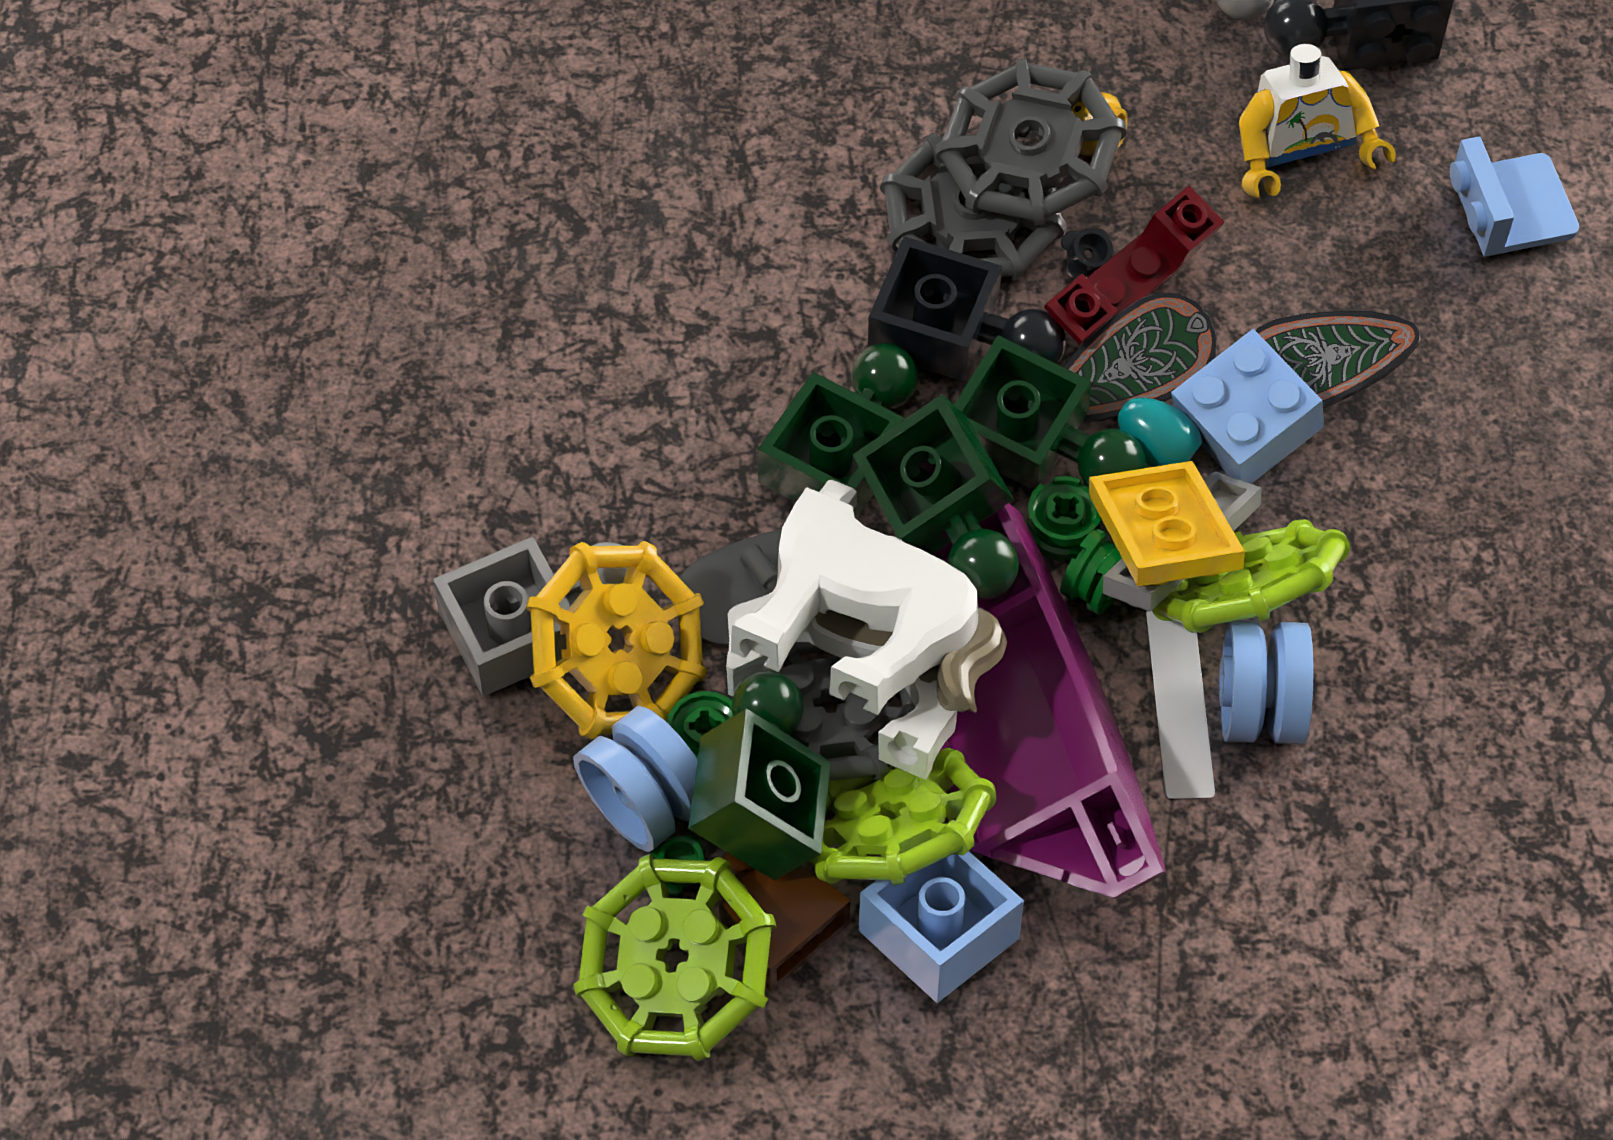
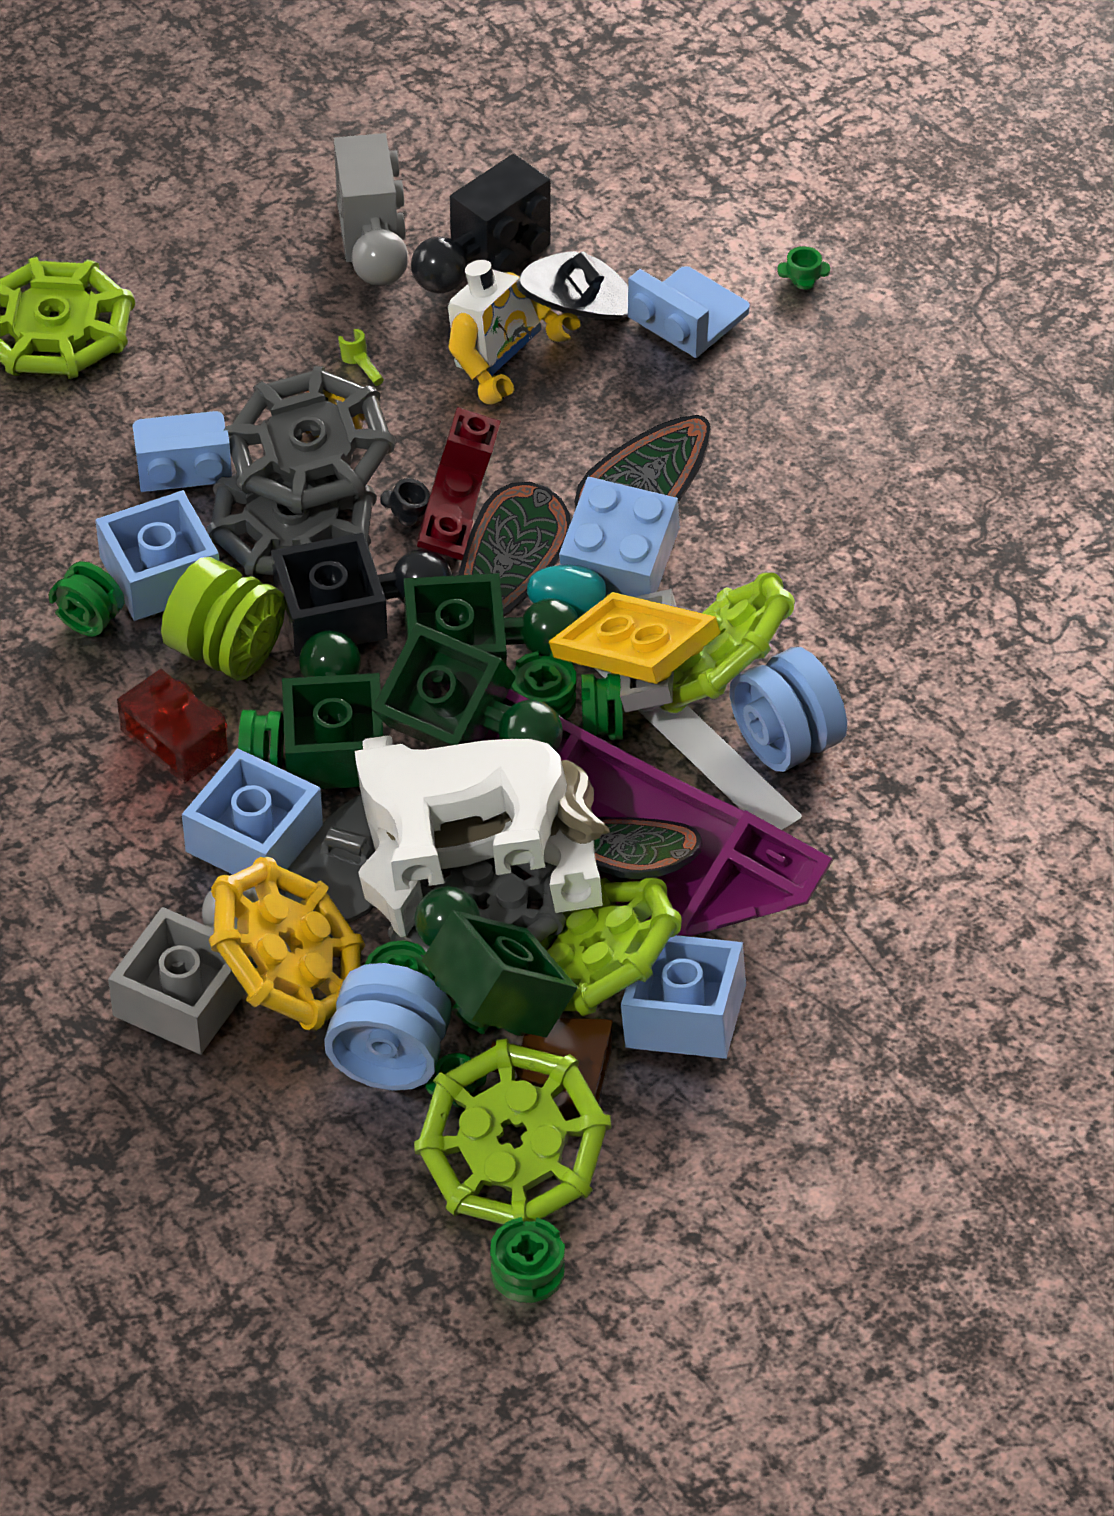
camera: 35 degrees left, 10 degrees down
(602, 1086) = (527, 1260): none -> green wheel
(692, 494) = (251, 814): none -> light blue brick
(702, 358) = (173, 725): none -> clear red brick
(718, 187) = (86, 598): none -> green wheel
(752, 419) = (255, 735): none -> green wheel
(812, 180) = (151, 549): none -> light blue brick
(814, 278) = (223, 618): none -> lime wheel
(917, 83) = (181, 450): none -> light blue bracket
(1010, 738) = (645, 847): none -> shield
(1162, 74) = (356, 353): none -> lime hand
(1409, 117) = (576, 286): none -> shield

